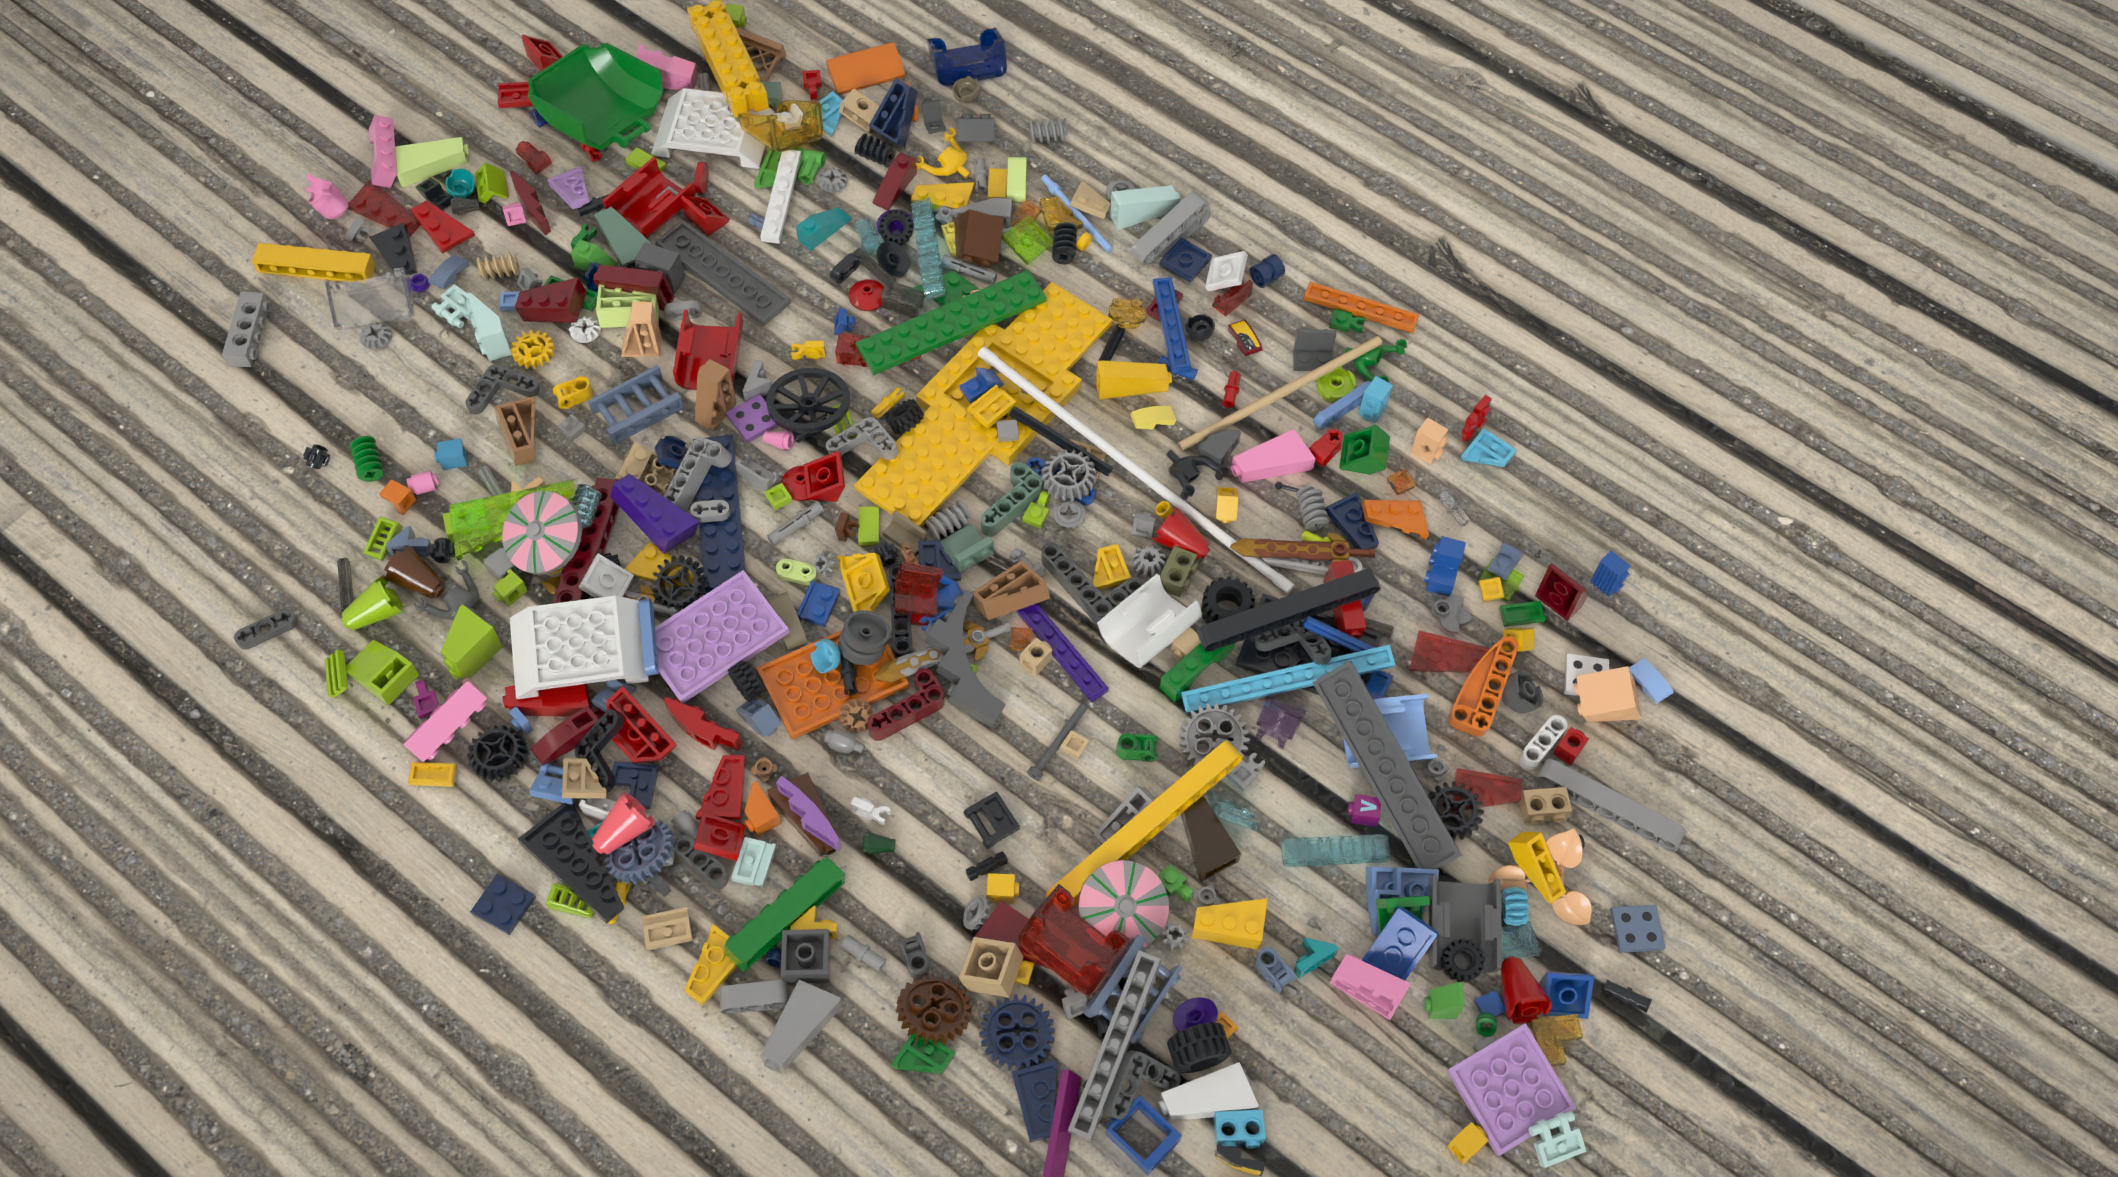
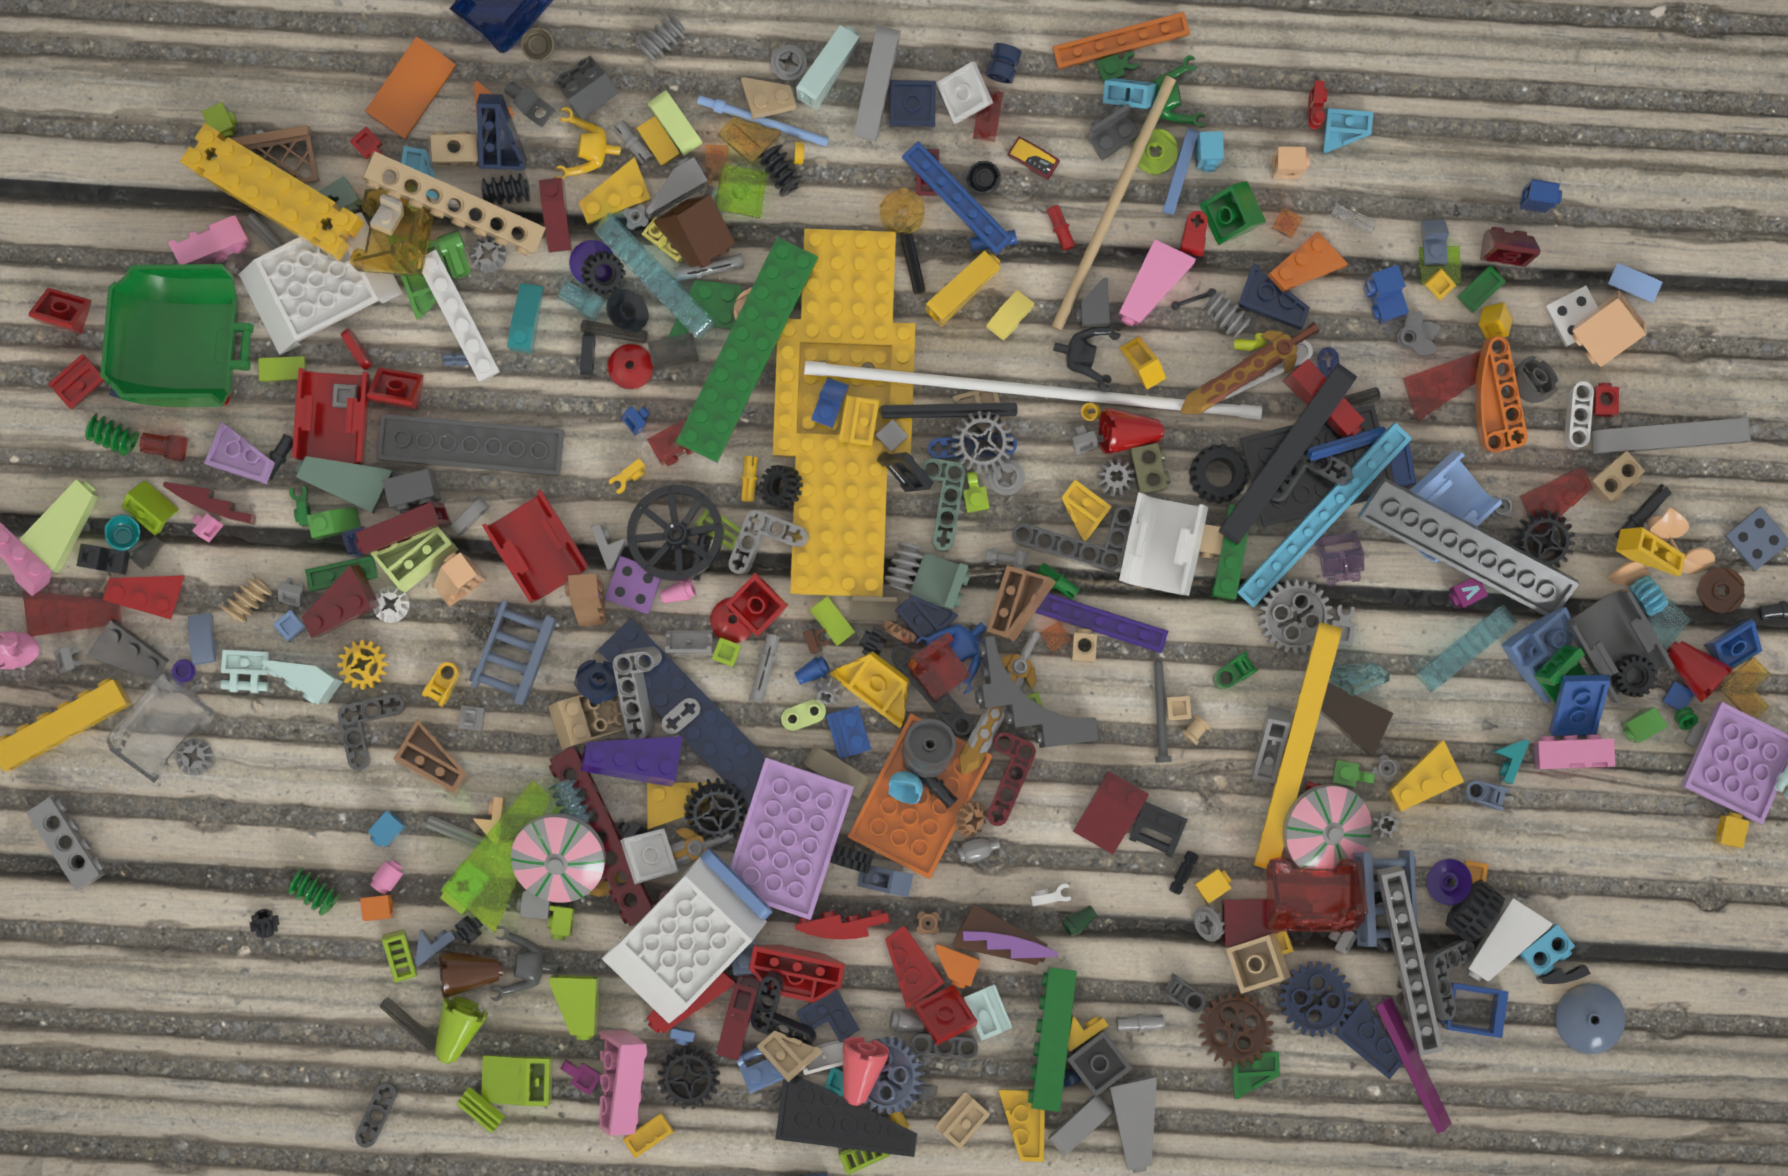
camera: 35 degrees left, 25 degrees up
(507, 130) = (110, 436): none -> green piece
(805, 73) = (530, 231): none -> tan brick
(830, 544) = (813, 670): none -> blue cone
(965, 782) = (1110, 812): none -> dark red slope
(999, 457) = (906, 471): none -> black plate
(1054, 604) = (1062, 583): none -> green axle
(1076, 768) = (1196, 729): none -> tan bush
(1347, 335) = (1131, 92): none -> medium azure brick
(1587, 936) = (1719, 603): none -> reddish brown plate

